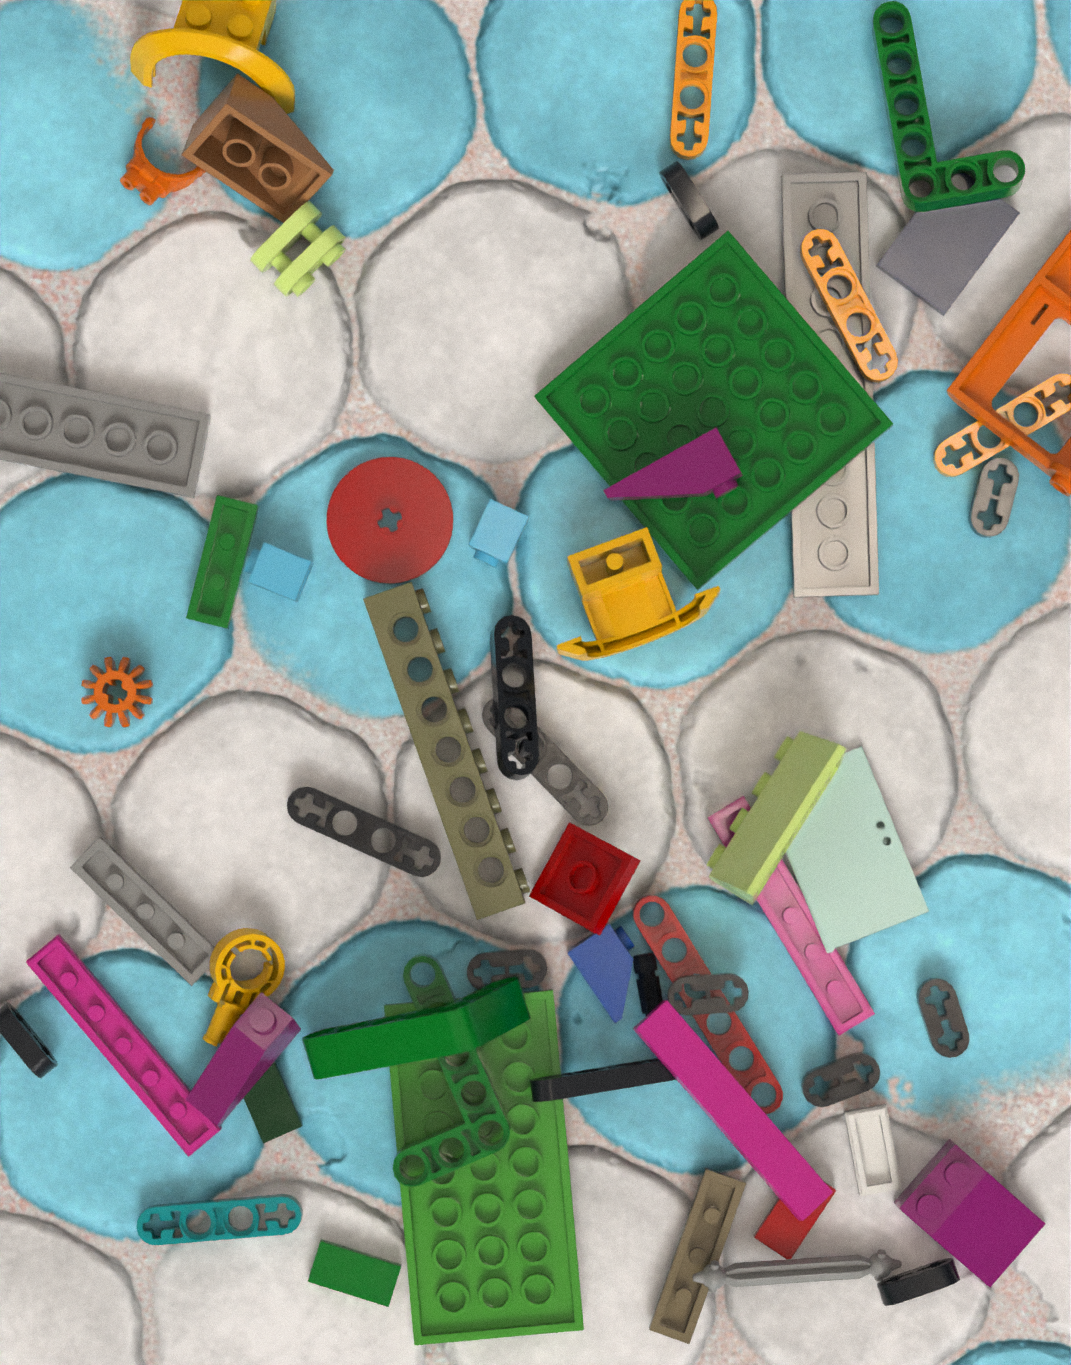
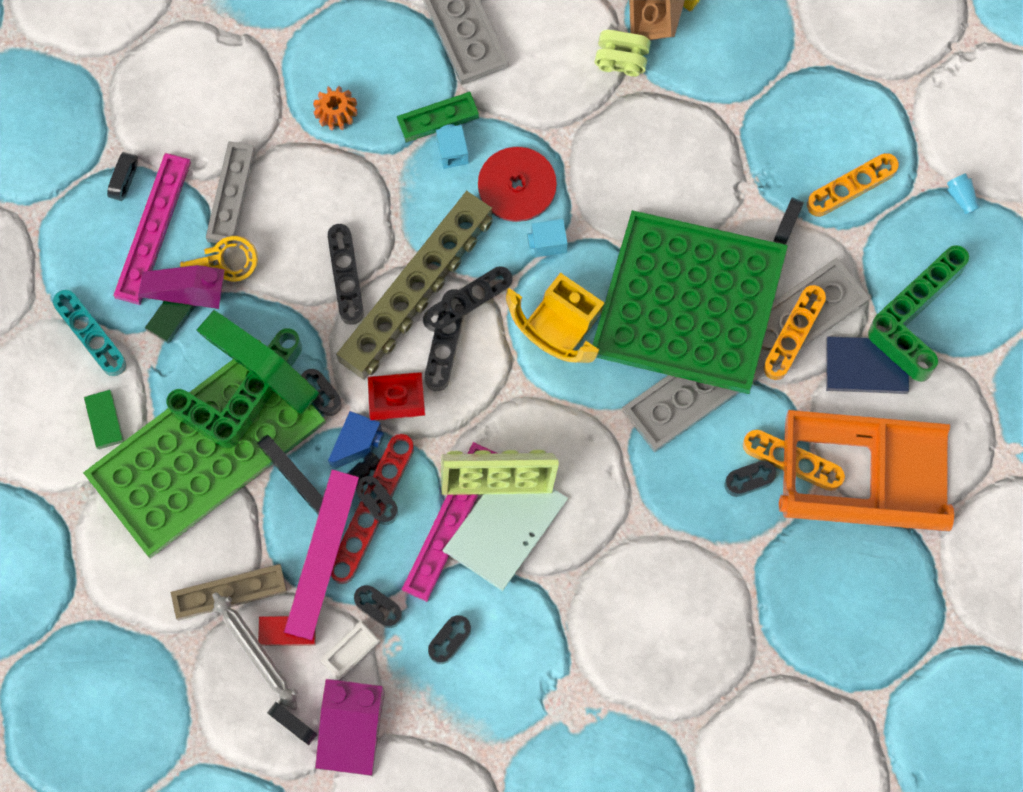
camera: 55 degrees right, 15 degrees down
(689, 471) = (649, 303): magenta slope -> none

